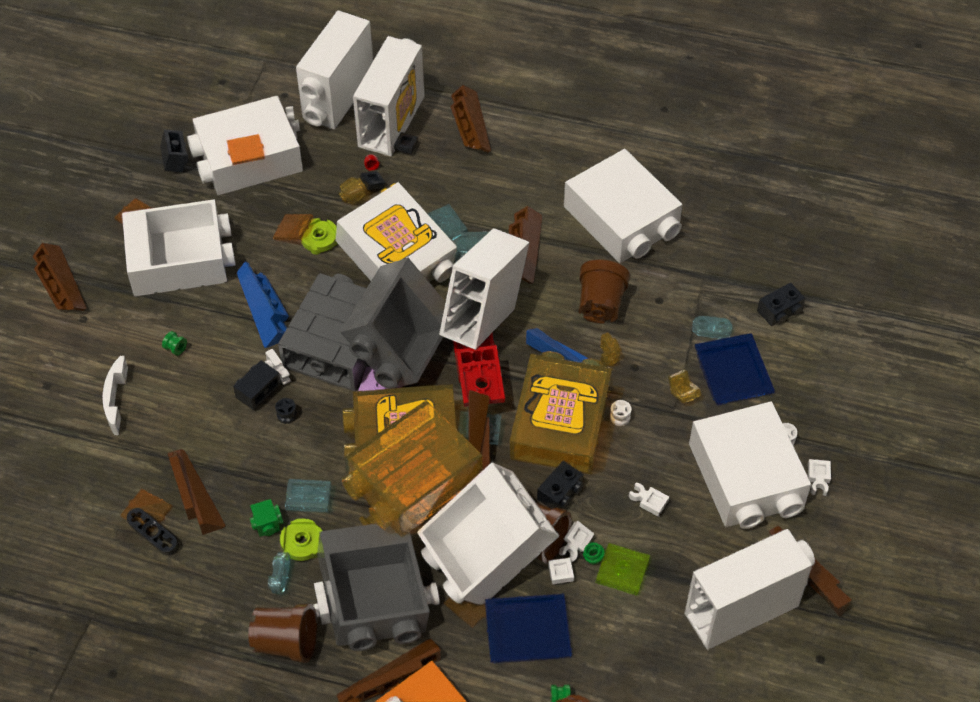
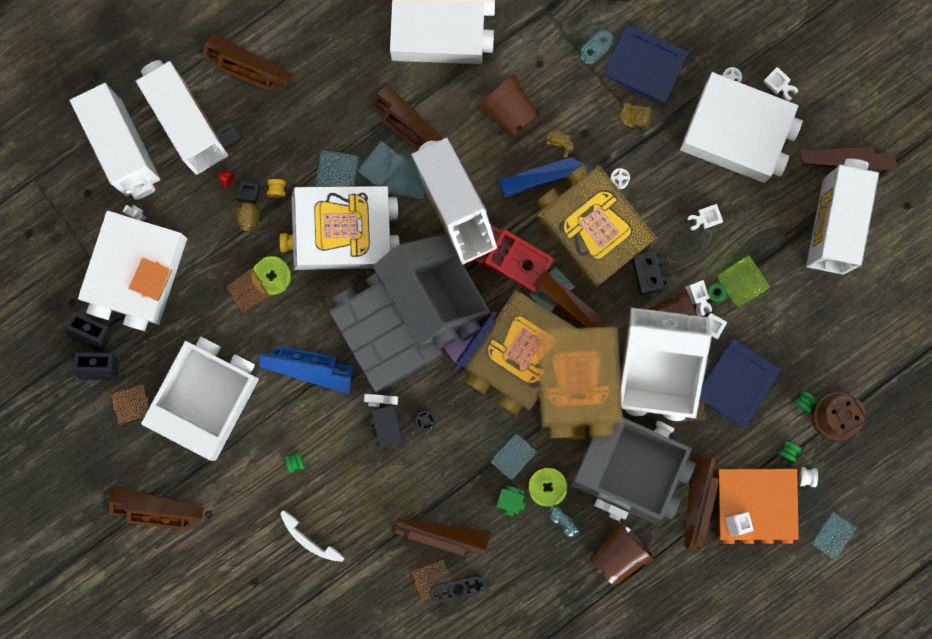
camera: 50 degrees left, 30 degrees up
(149, 171) = (95, 366): none -> black brick
(378, 379) = (474, 342): none -> clear blue piece

